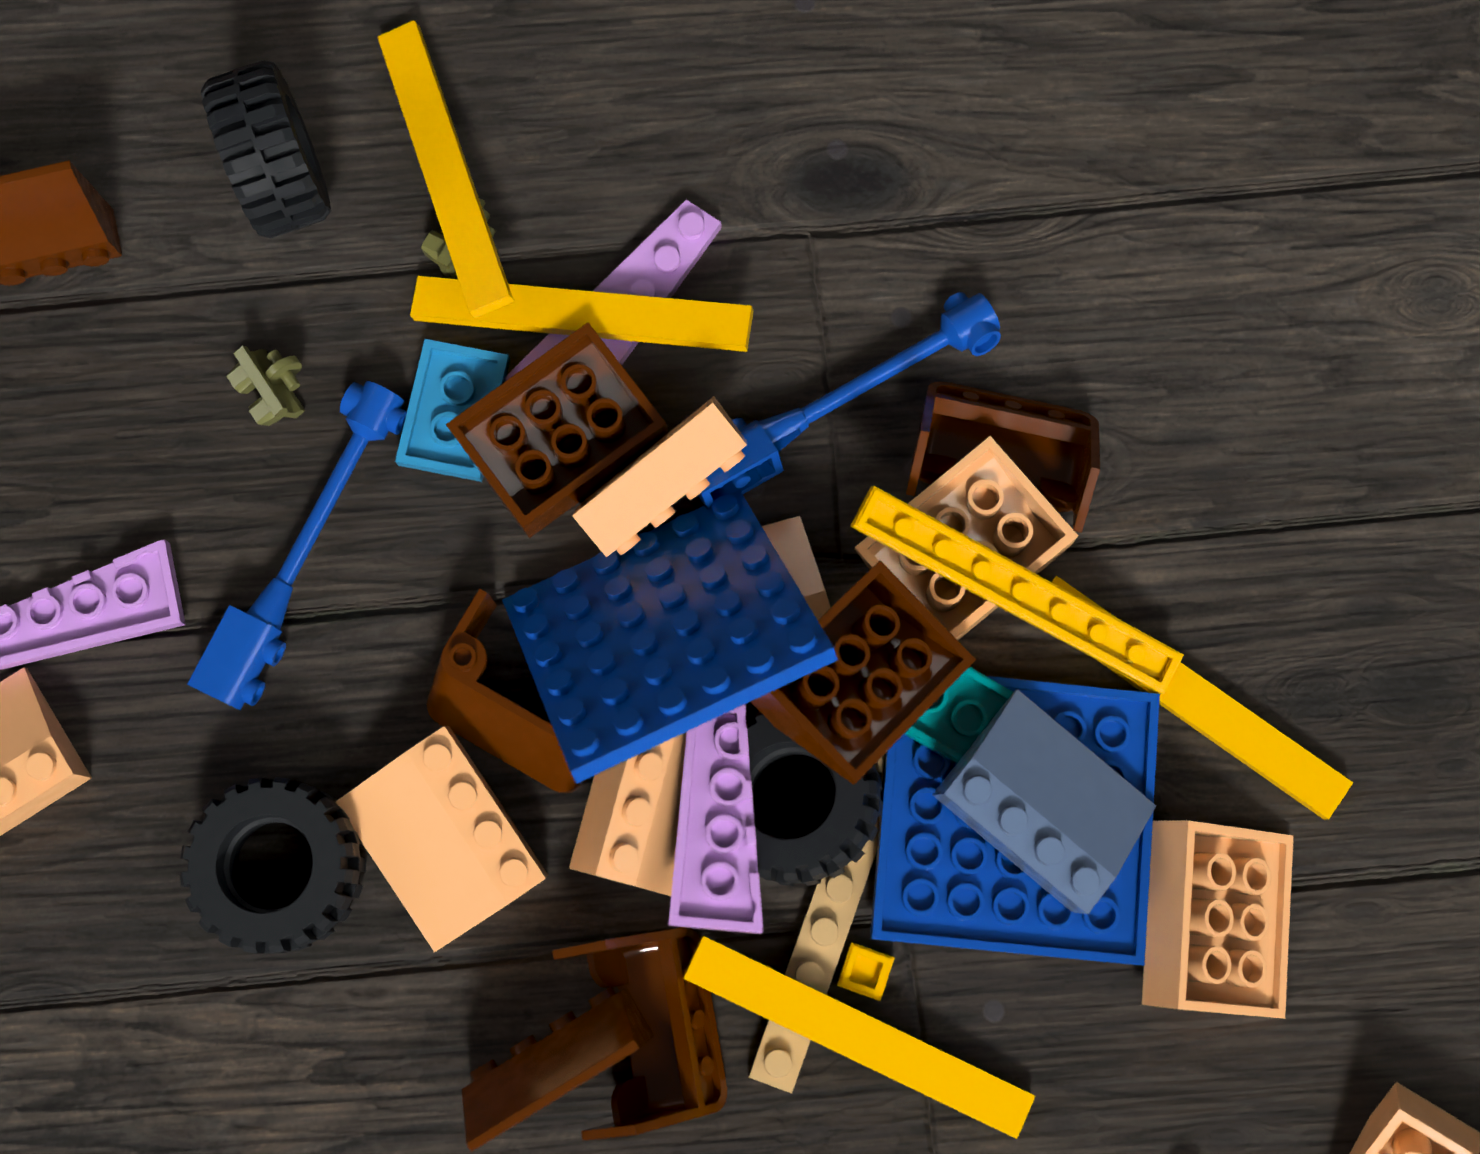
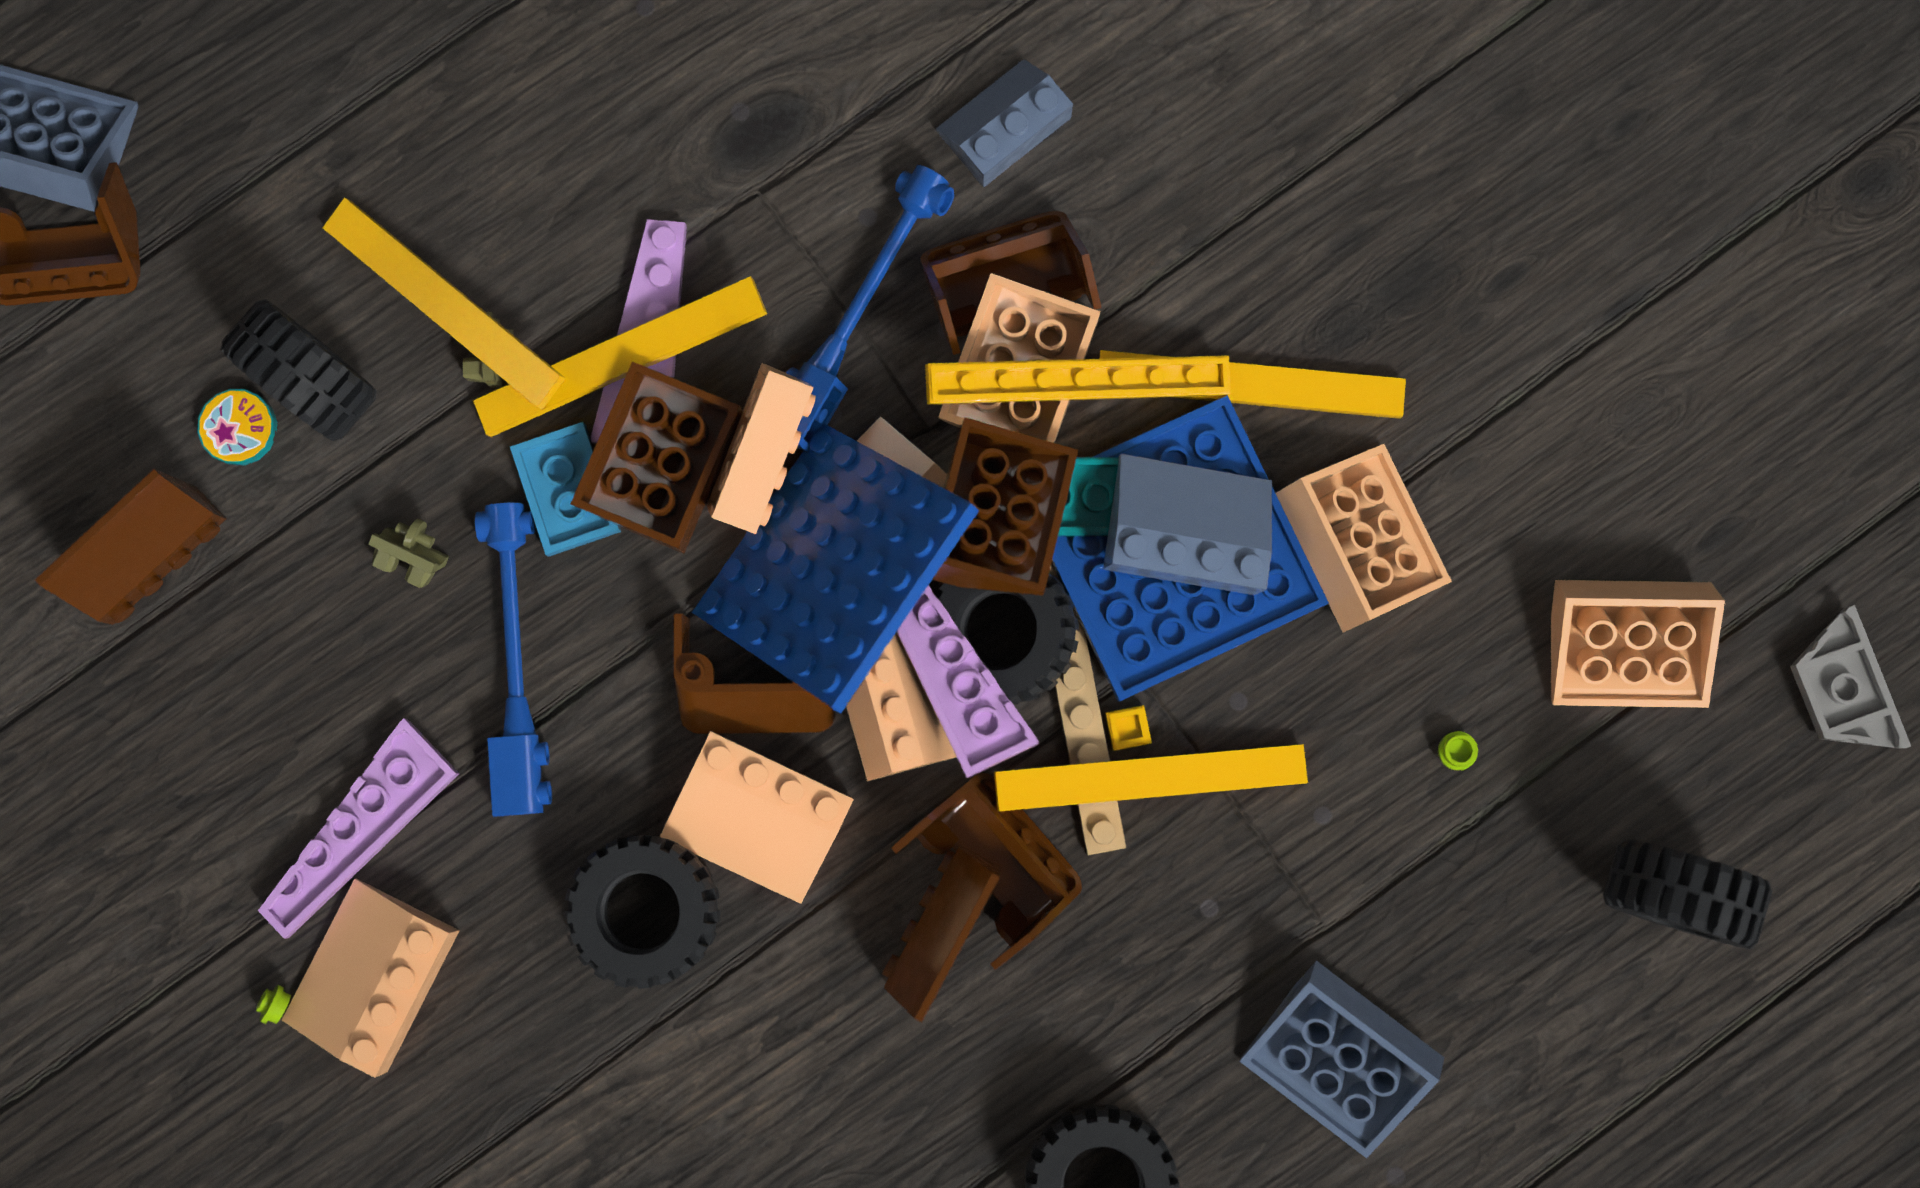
camera: 30 degrees left, 5 degrees up
(184, 176) = (237, 427): none -> tile
(1092, 301) = (1006, 121): none -> sand blue slope

